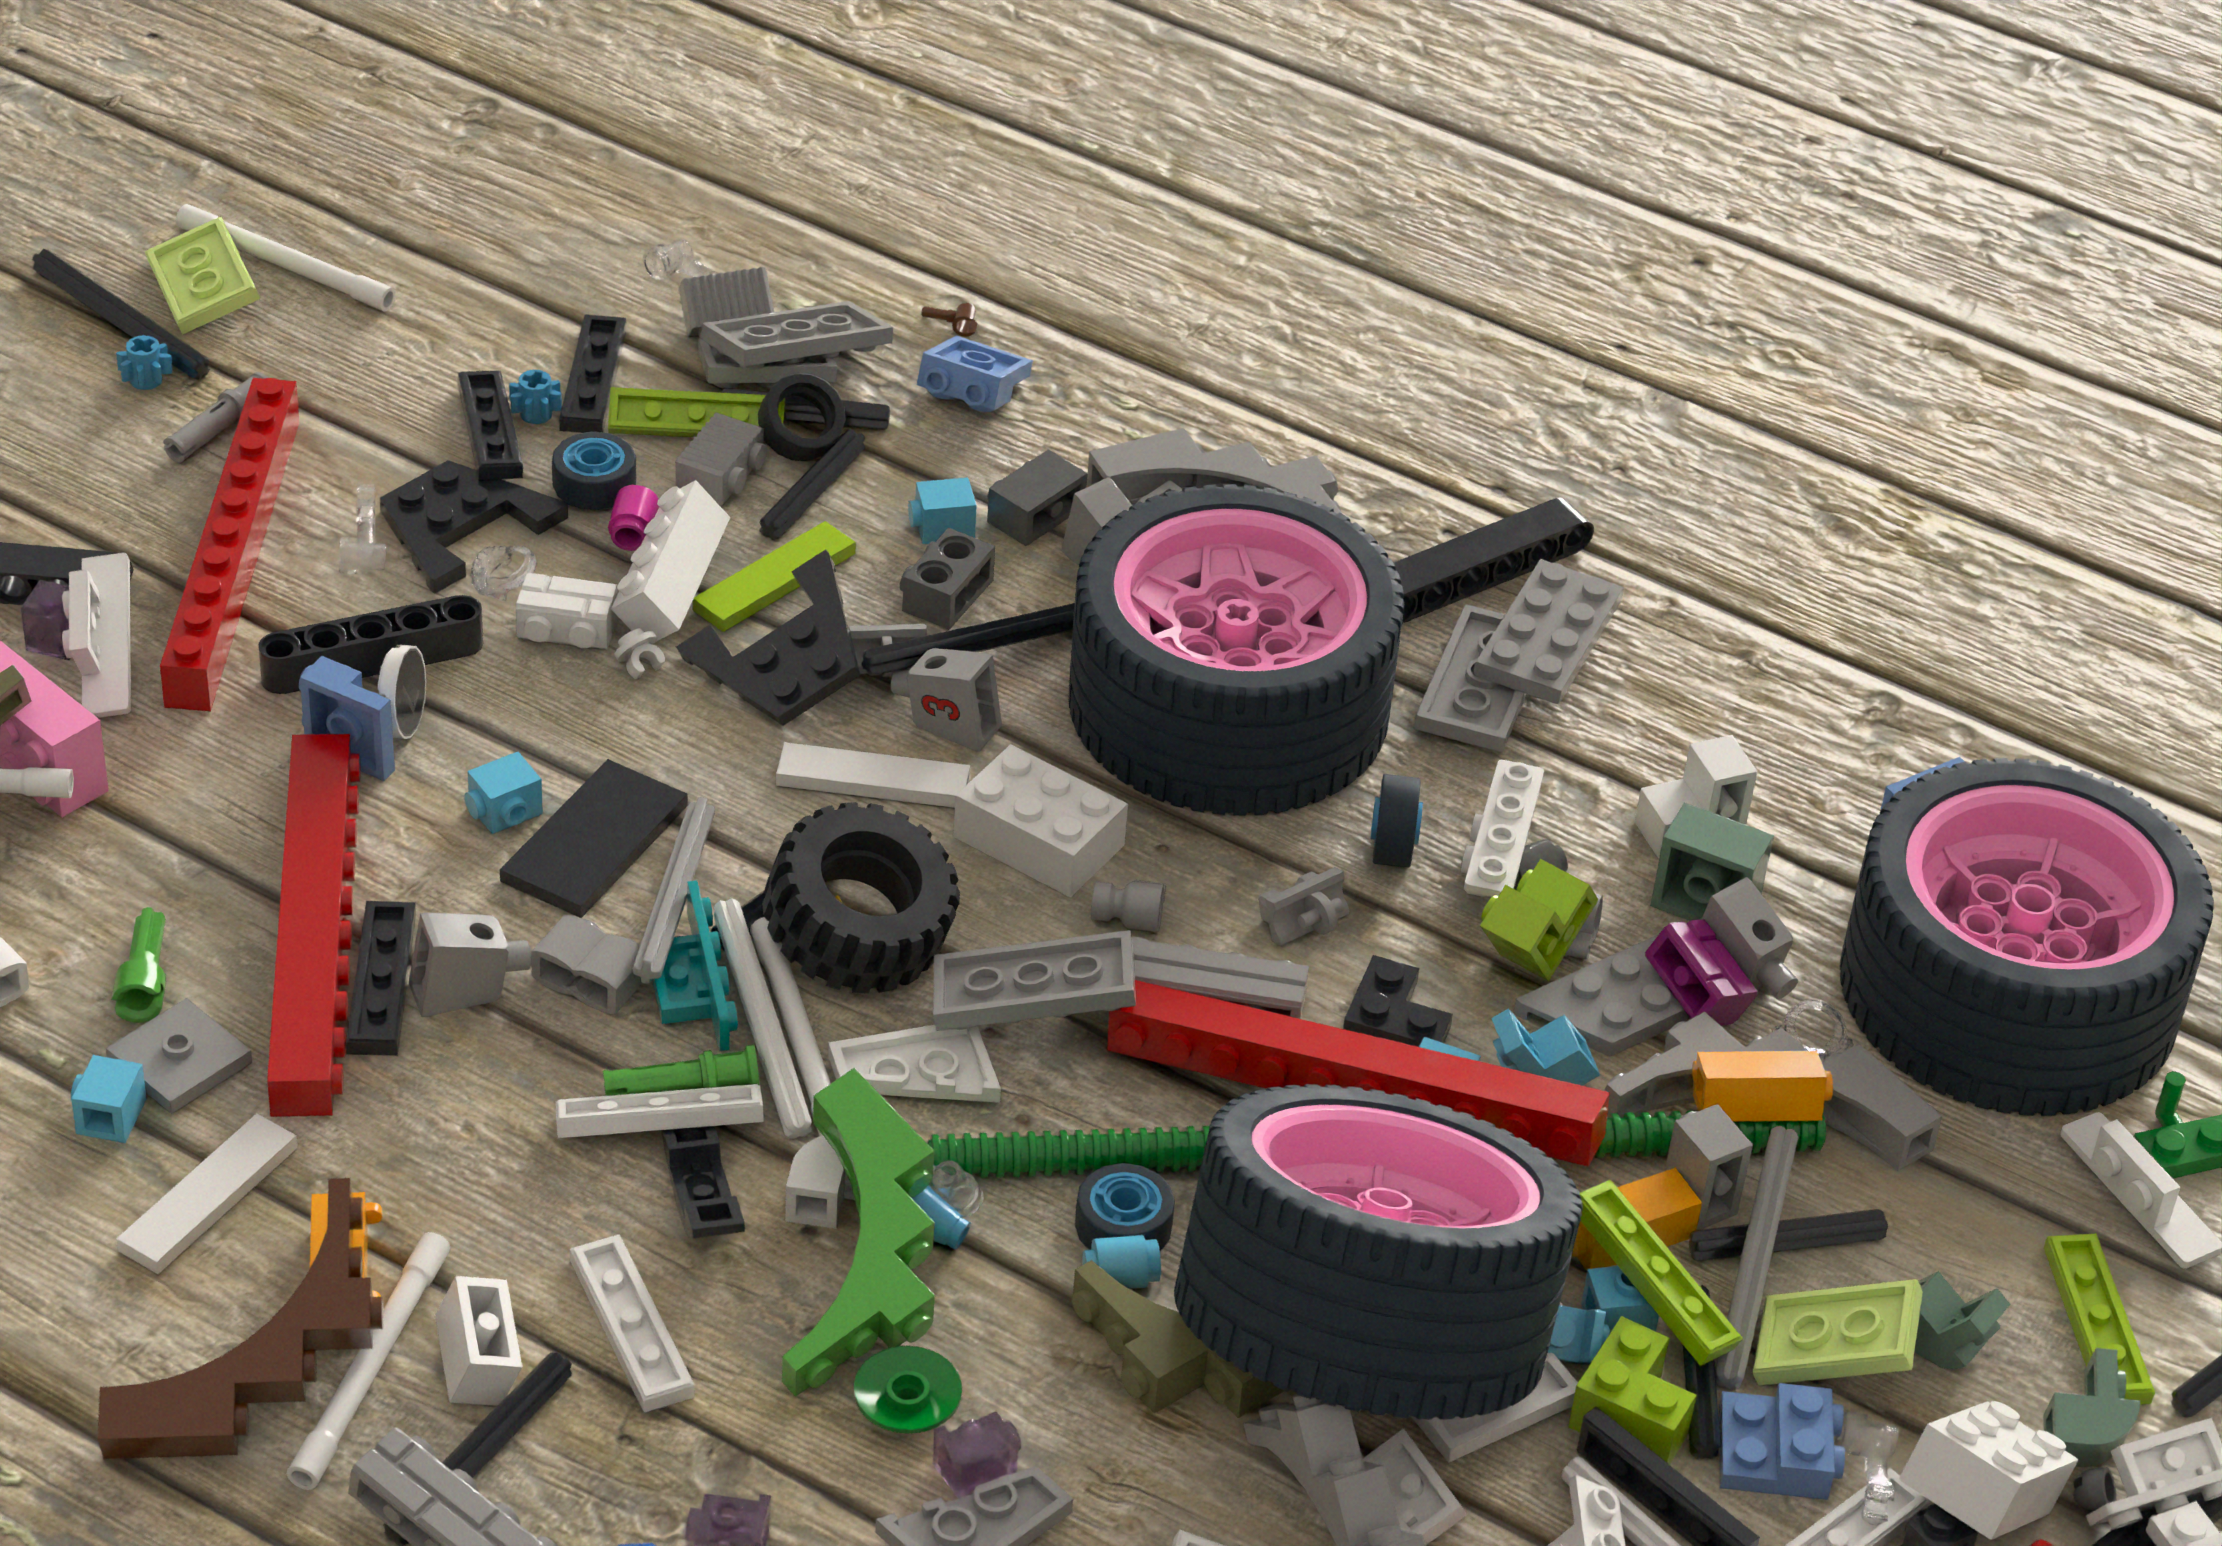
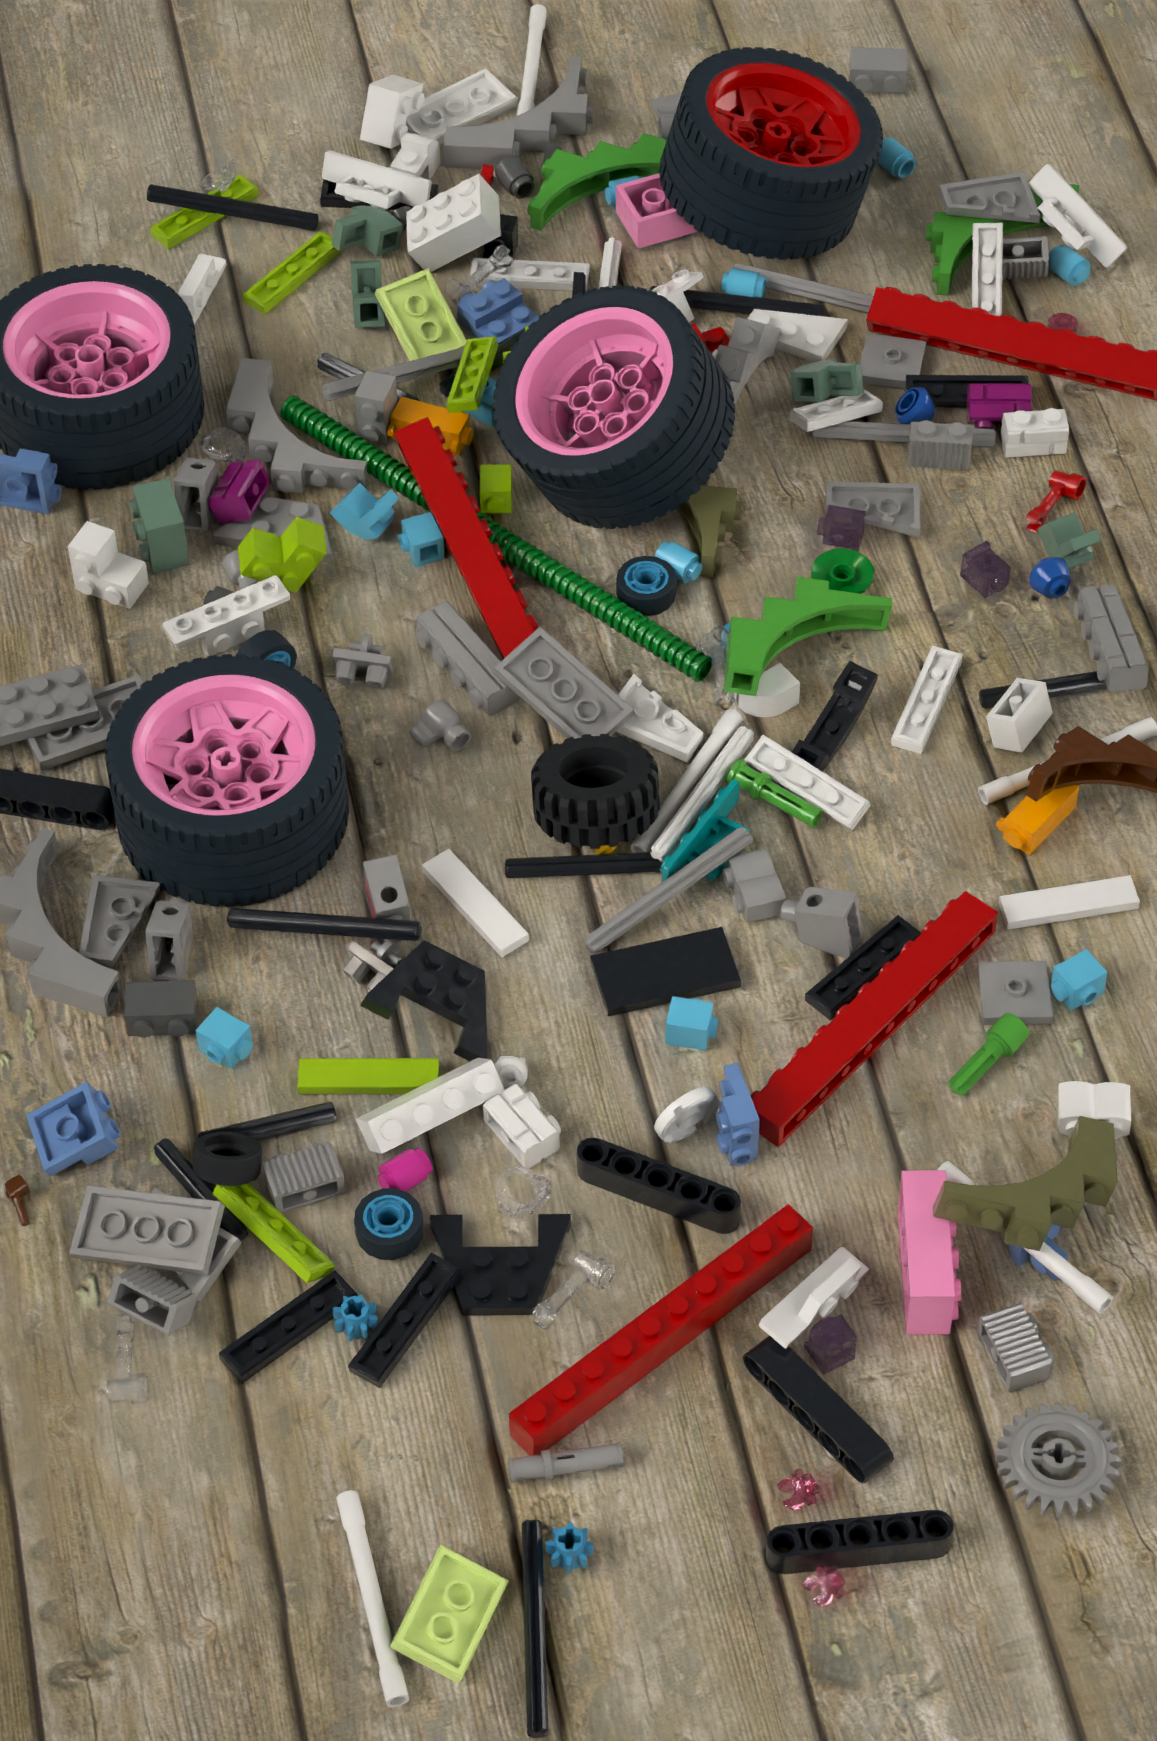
camera: 130 degrees left, 10 degrees up
(947, 578) = (282, 985): dark grey brick -> none
(1040, 820) = (433, 798): white brick -> none
(1385, 1009) = (394, 597): black plate -> none
(1763, 1084) = (306, 411): light orange brick -> none

